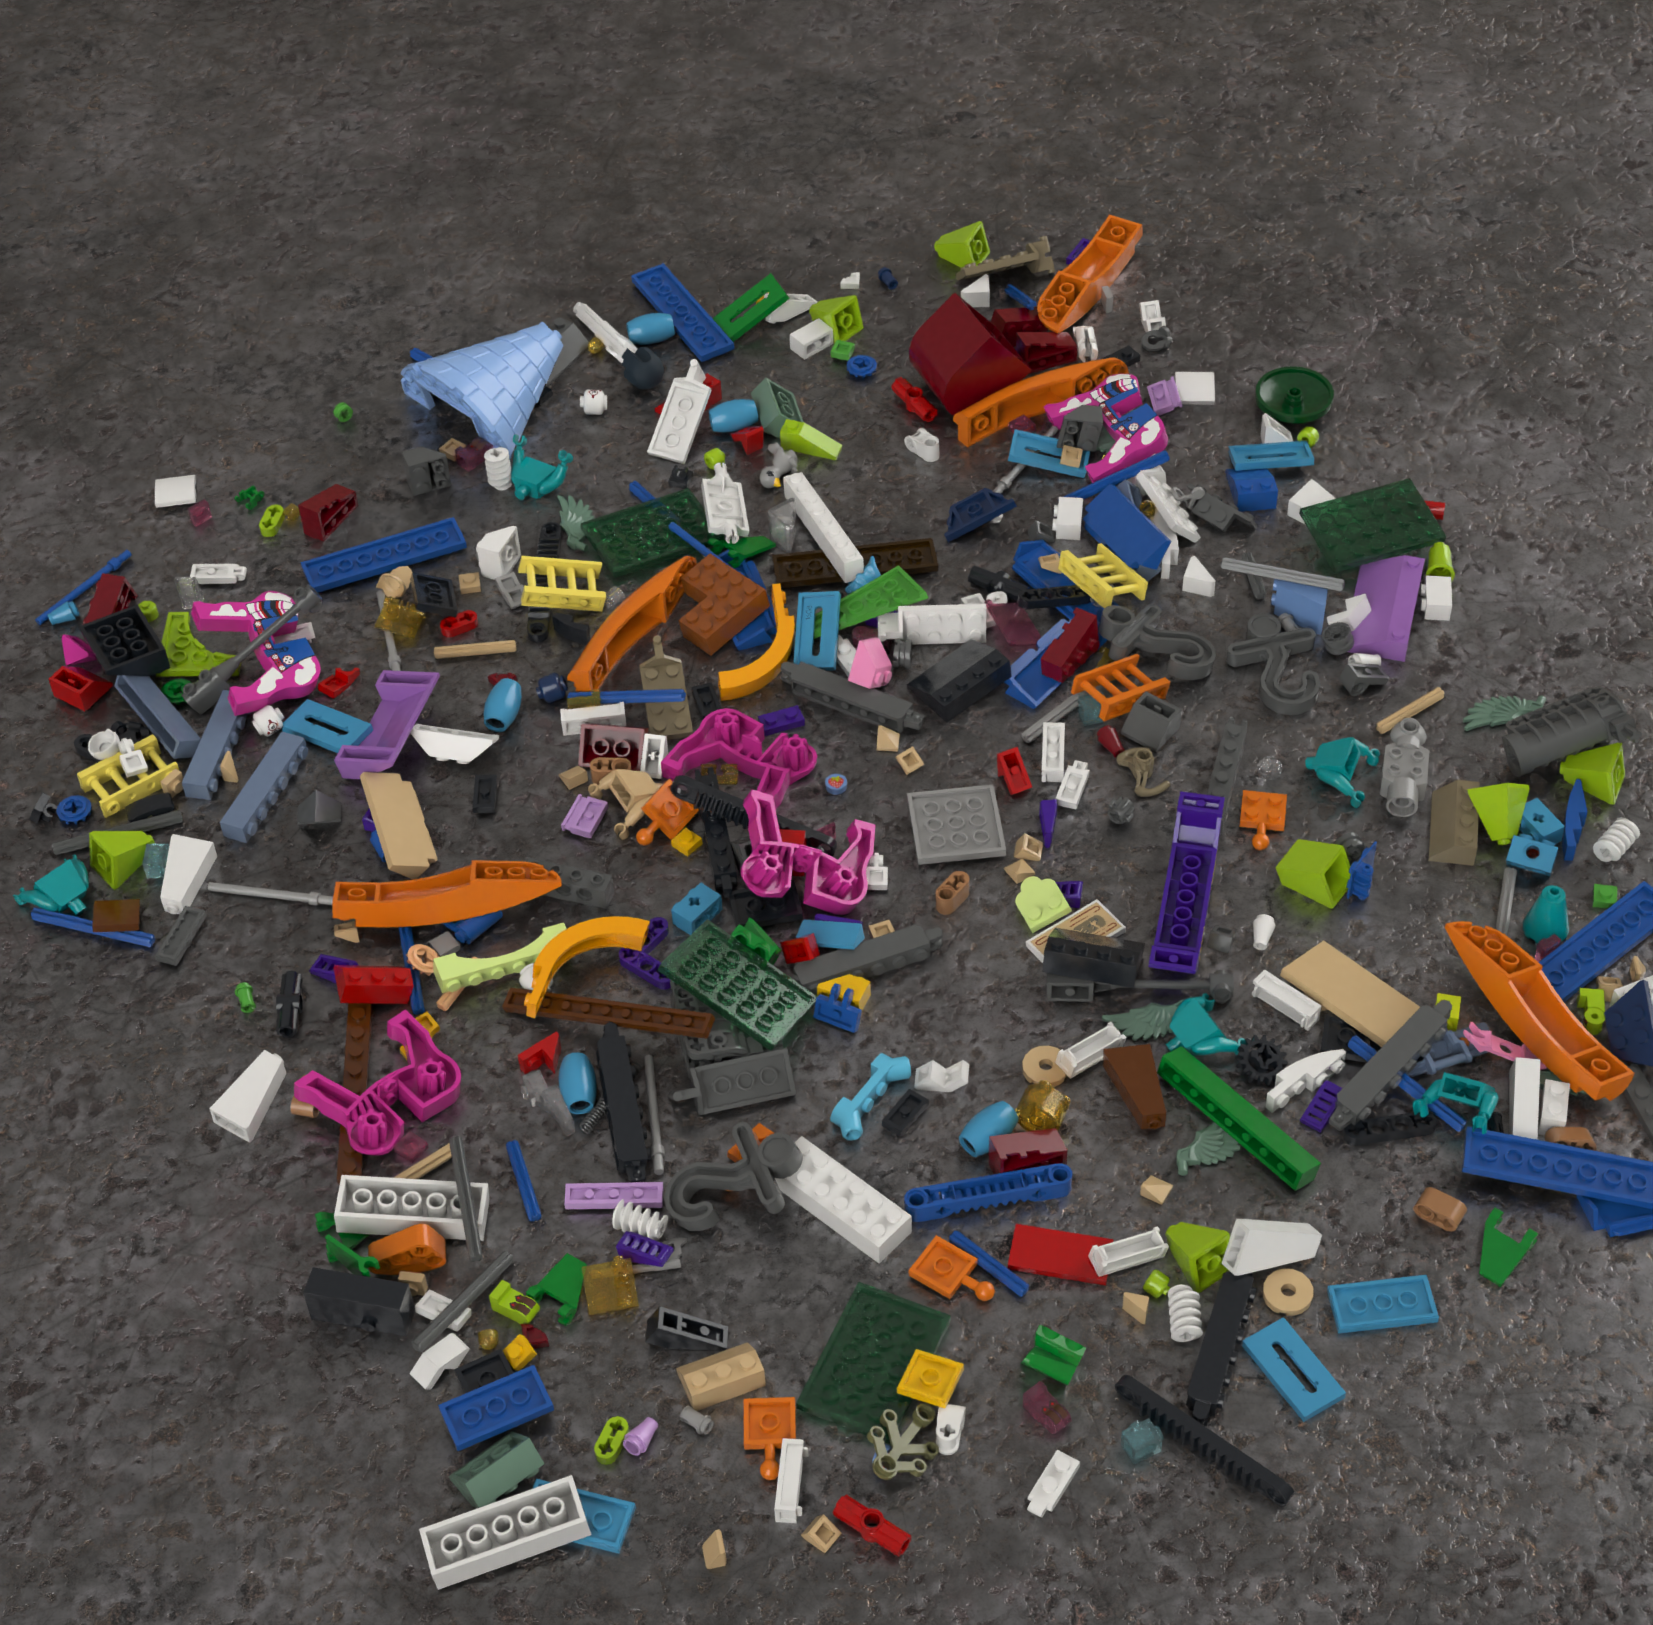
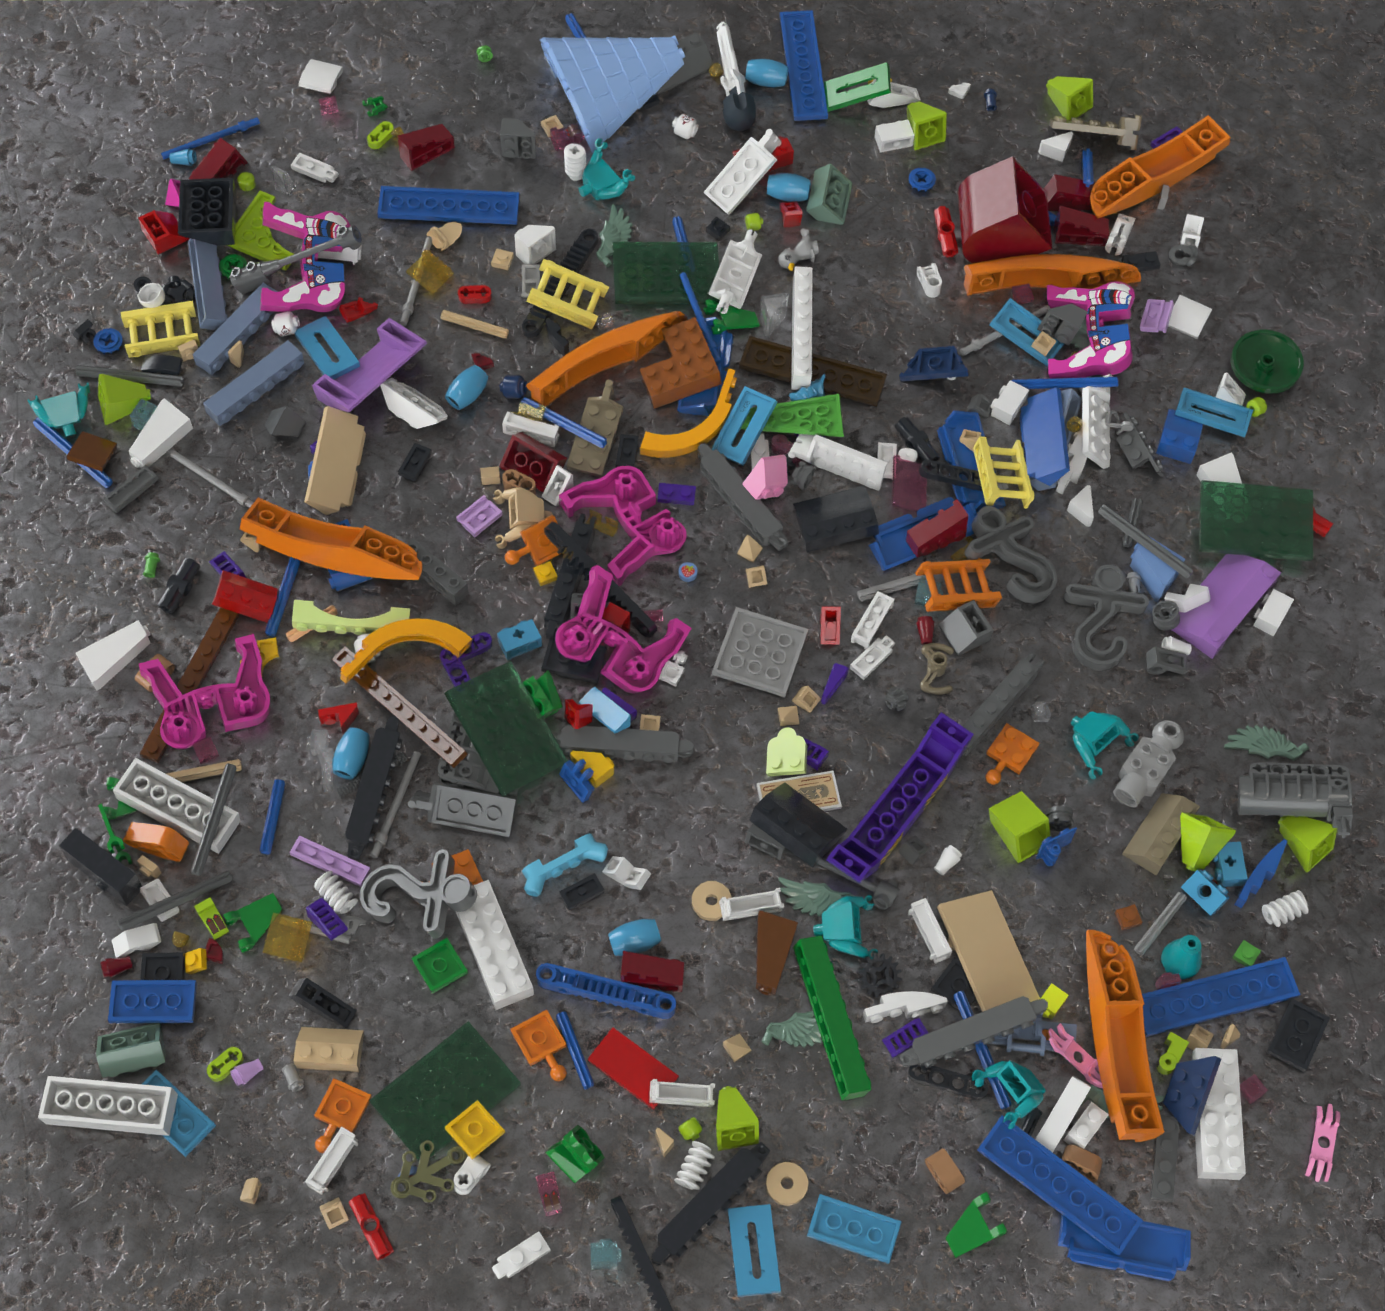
camera: 20 degrees right, 15 degrees up
(132, 762) = (165, 320): white plate -> none
(415, 954) = (291, 583): light nougat gear -> none
(427, 1398) = (115, 966): none -> dark red cone
(434, 595) = (465, 261): black plate -> none
(444, 944) = (317, 584): light grey tile -> none
(794, 1244) = (439, 965): none -> green plate
(807, 440) = (838, 236): lime slope -> none
(842, 350) = (914, 157): bright green plate -> none
(952, 892) = (726, 711): medium nougat beam -> none
(1042, 1107) = (683, 940): clear yellow brick -> none
(1268, 1244) = (788, 1141): white slope -> none
(1410, 710) = (1188, 708): tan axle -> none
(1440, 561) = (1295, 580): lime plant -> none
(1471, 910) = (1128, 917): none -> dark orange plate

